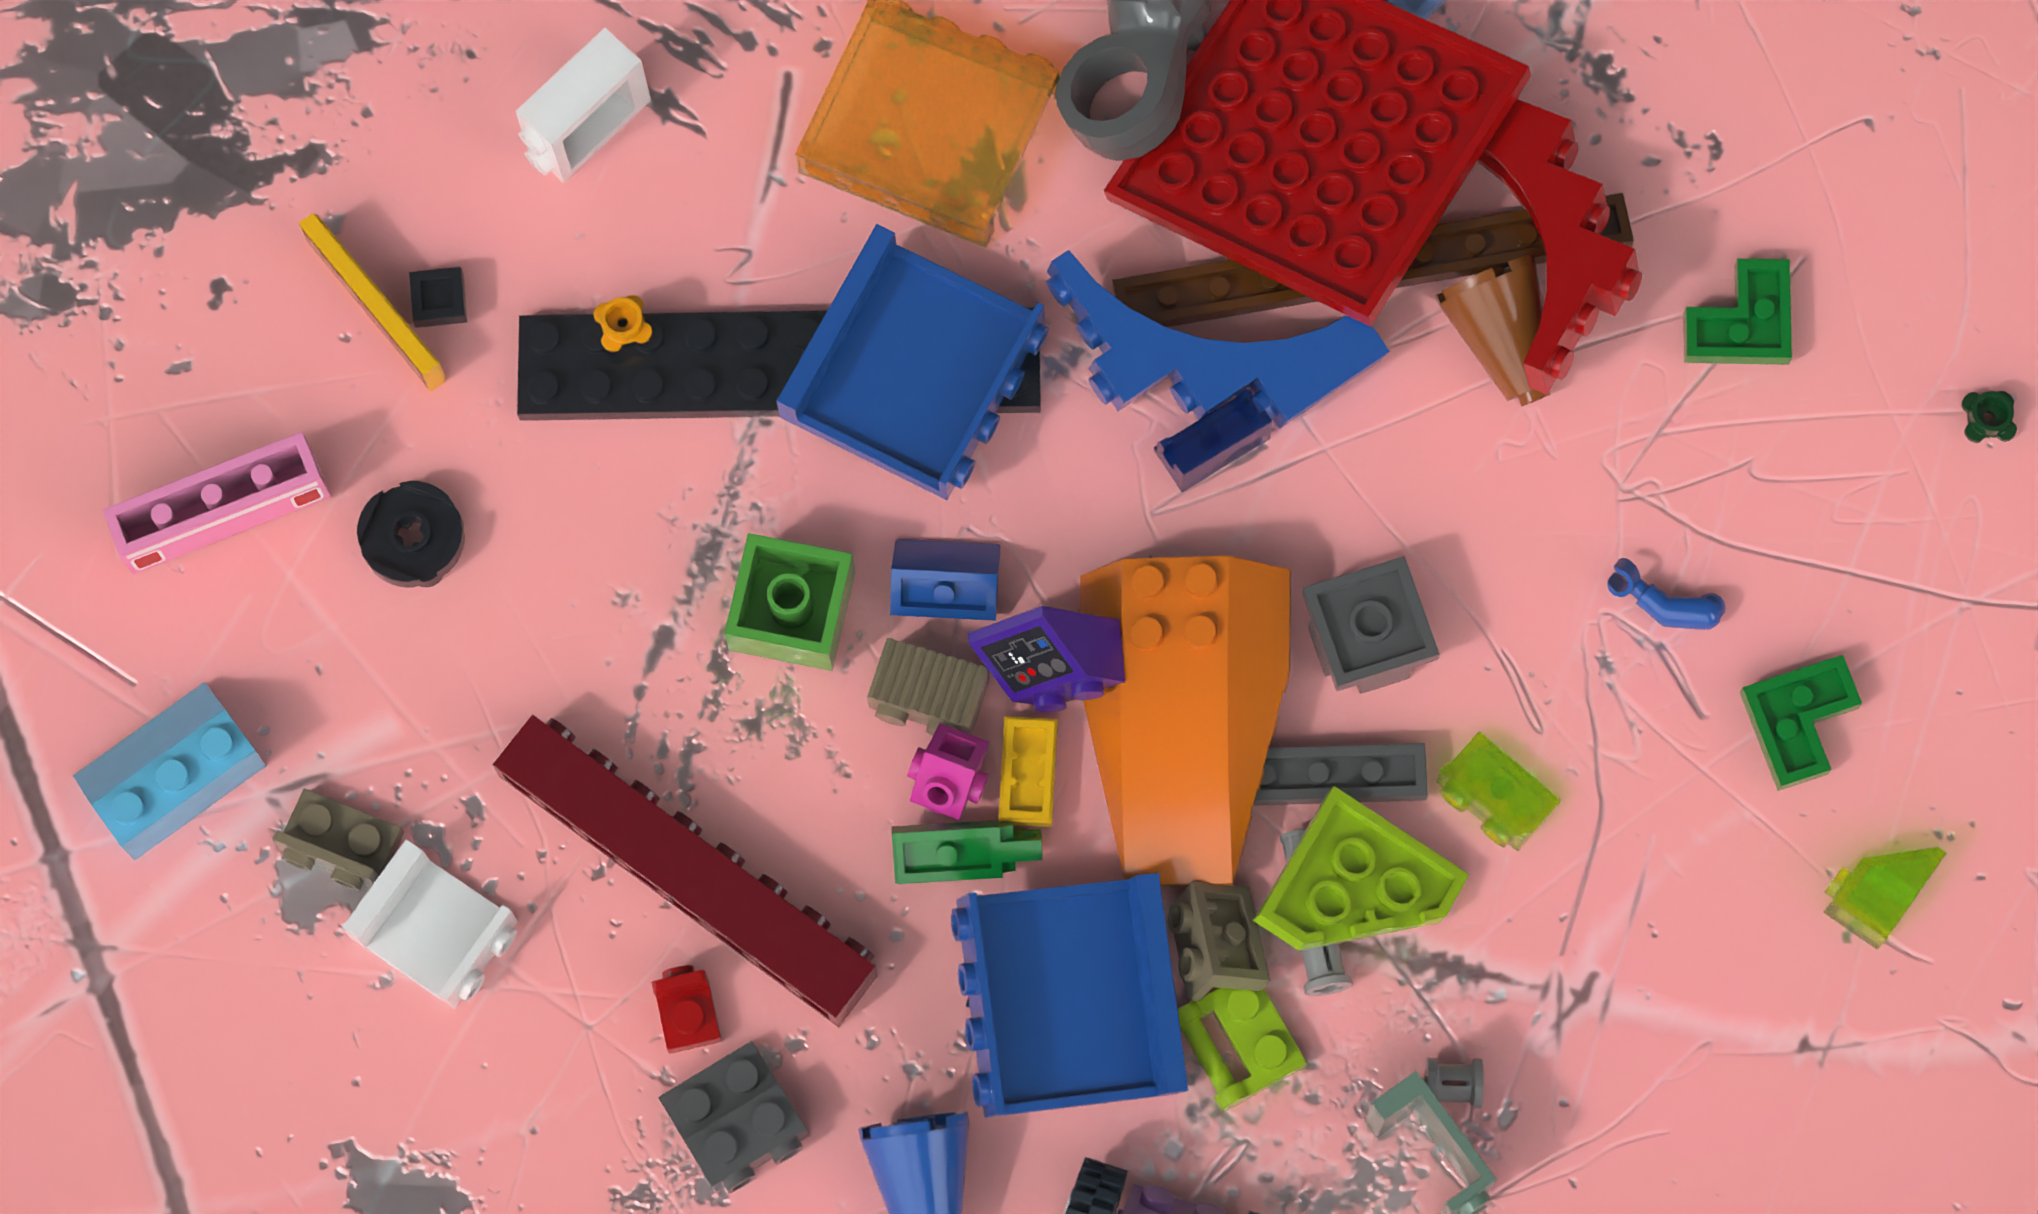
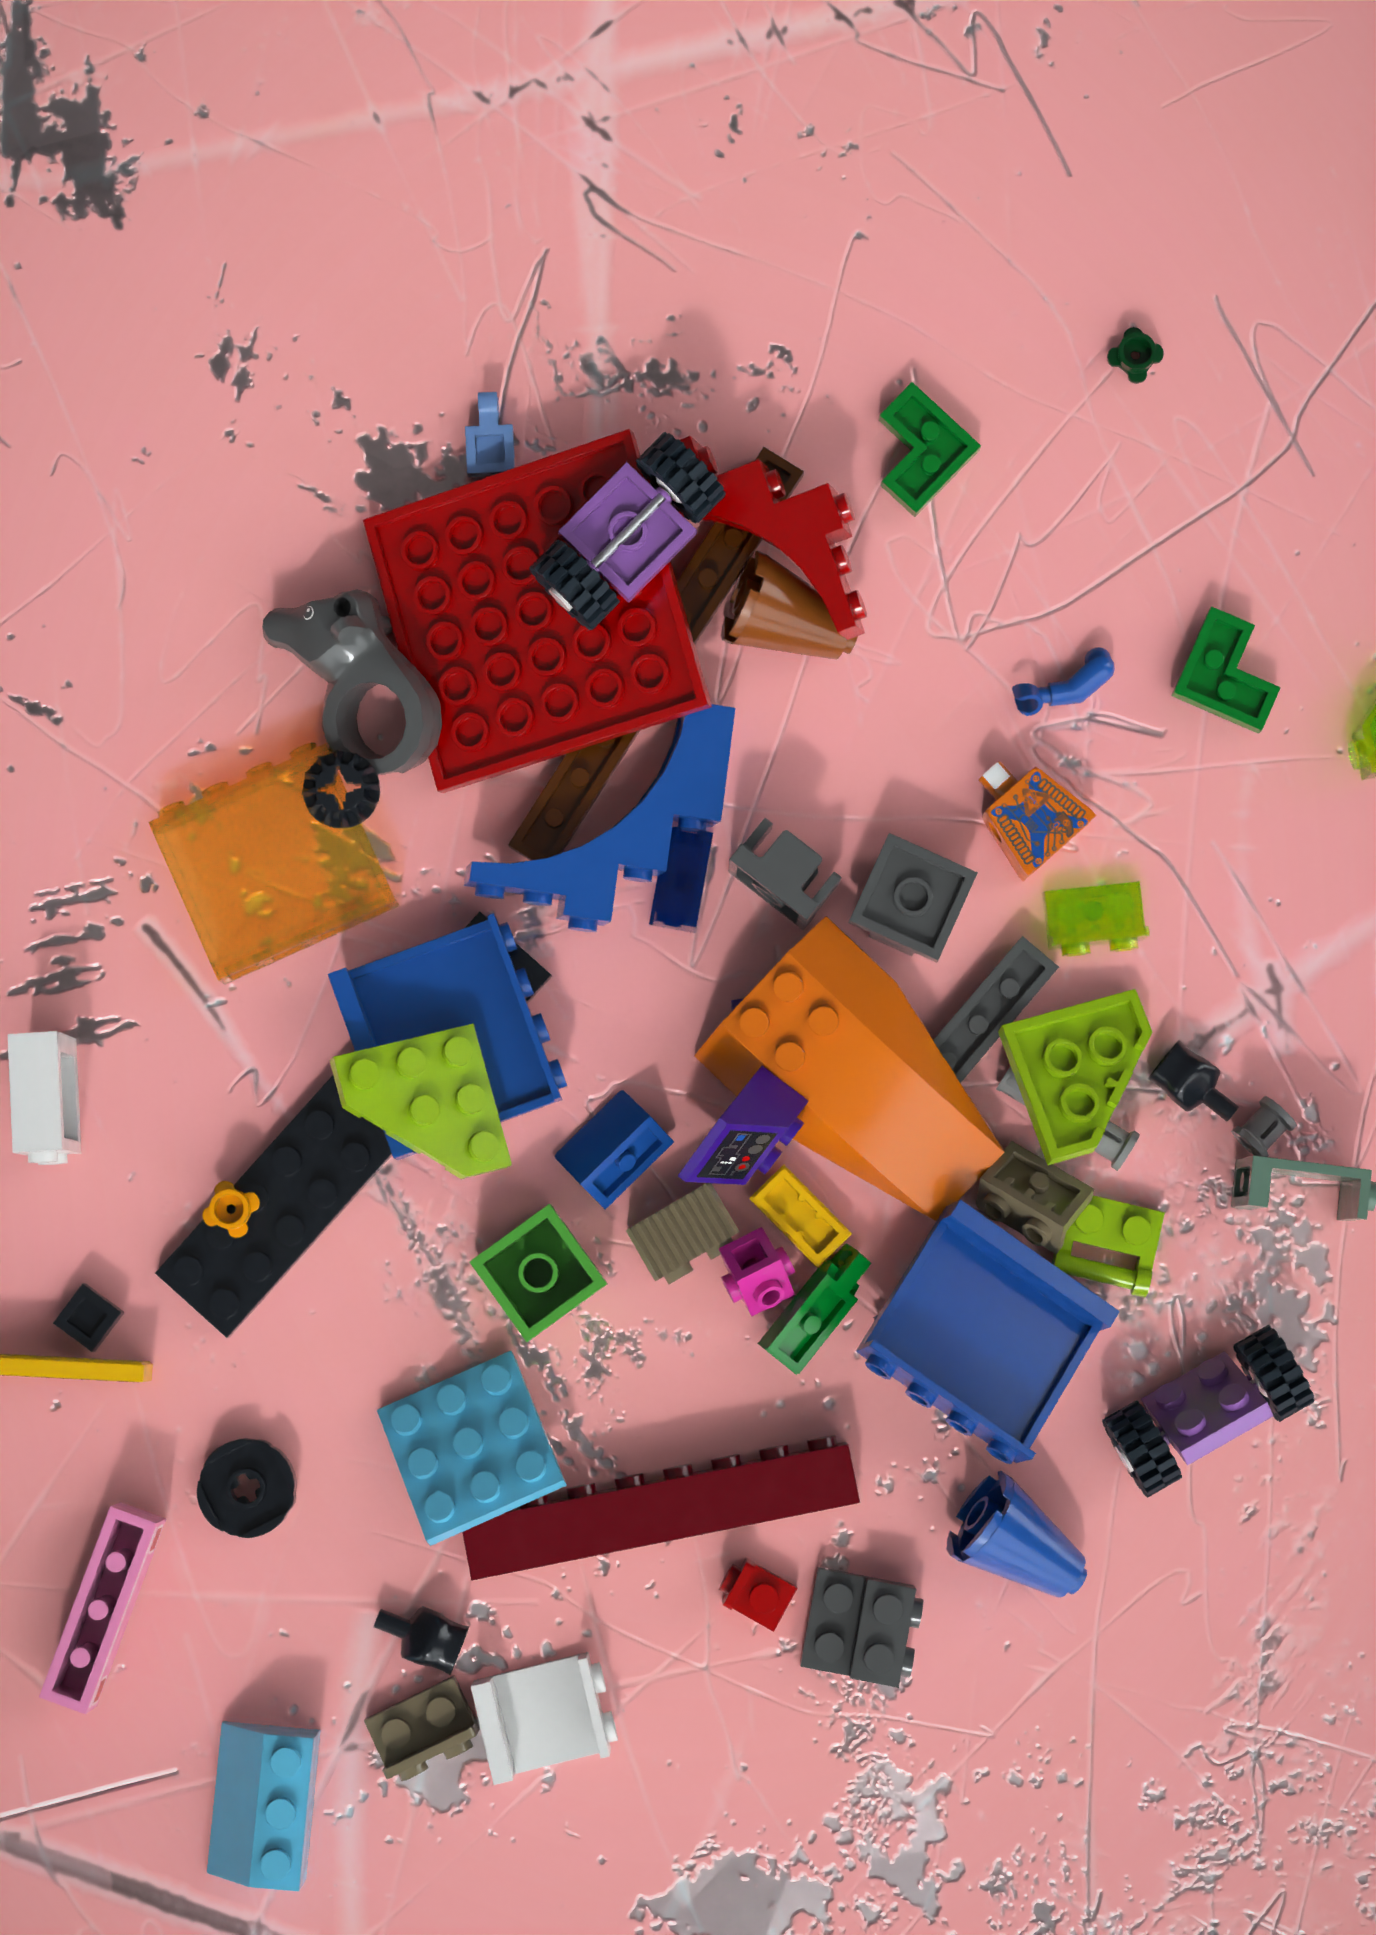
camera: 50 degrees left, 10 degrees up
(415, 779) = (426, 1637): none -> black piece
(600, 674) = (471, 1448): none -> medium azure plate
(849, 385) = (429, 1098): none -> lime plate
(1035, 131) = (357, 804): none -> black gear
(1292, 504) = (782, 874): none -> dark grey panel
(1436, 989) = (1191, 1081): none -> black piece
(1444, 131) = (628, 531): none -> plate
(1530, 667) = (1031, 816): none -> torso

